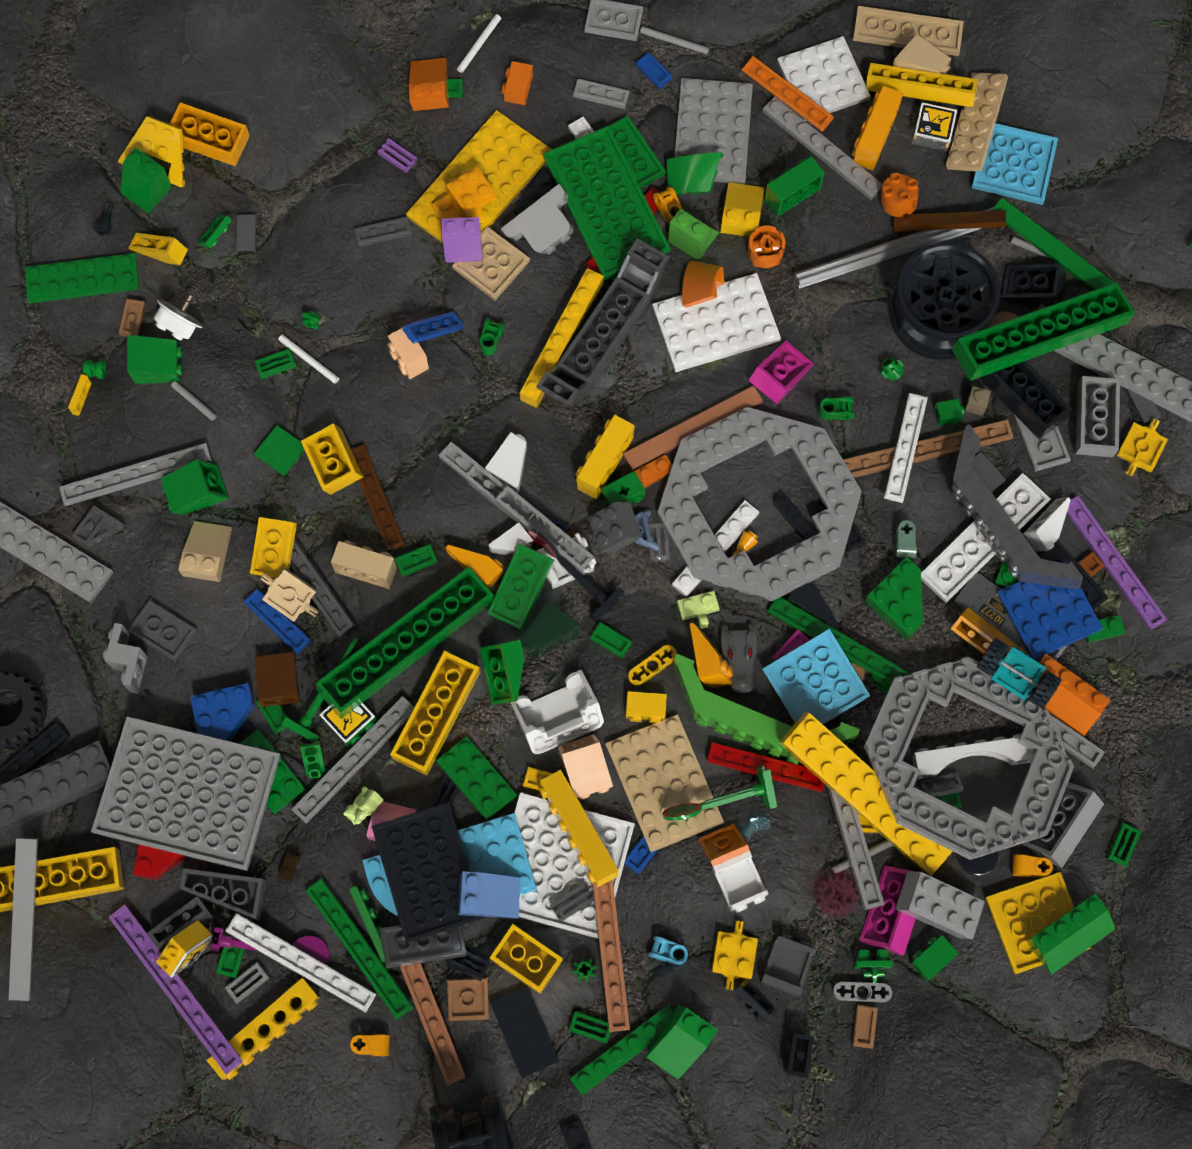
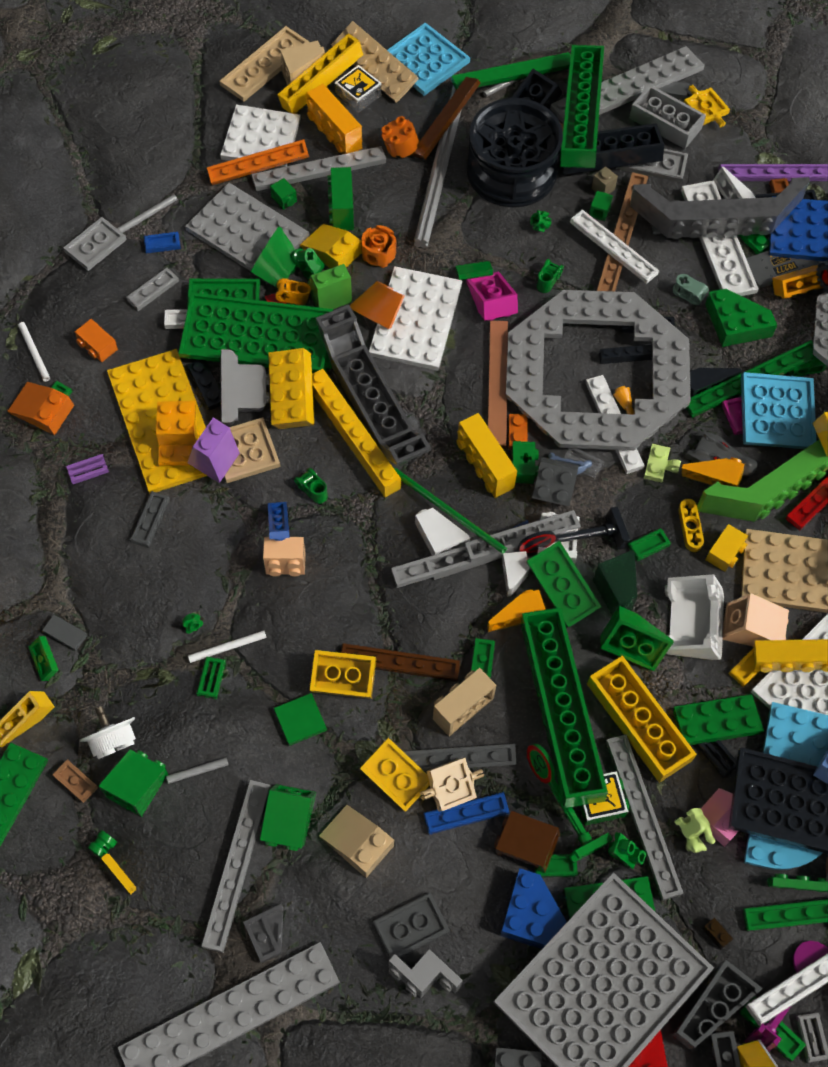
camera: 60 degrees left, 10 degrees down
(531, 458) = (451, 512): none -> green piece
(564, 262) = (291, 388): none -> yellow brick
(707, 201) = (308, 261): none -> green piece
(770, 135) = (283, 193): none -> green brick
(799, 342) = (474, 270): none -> green tile

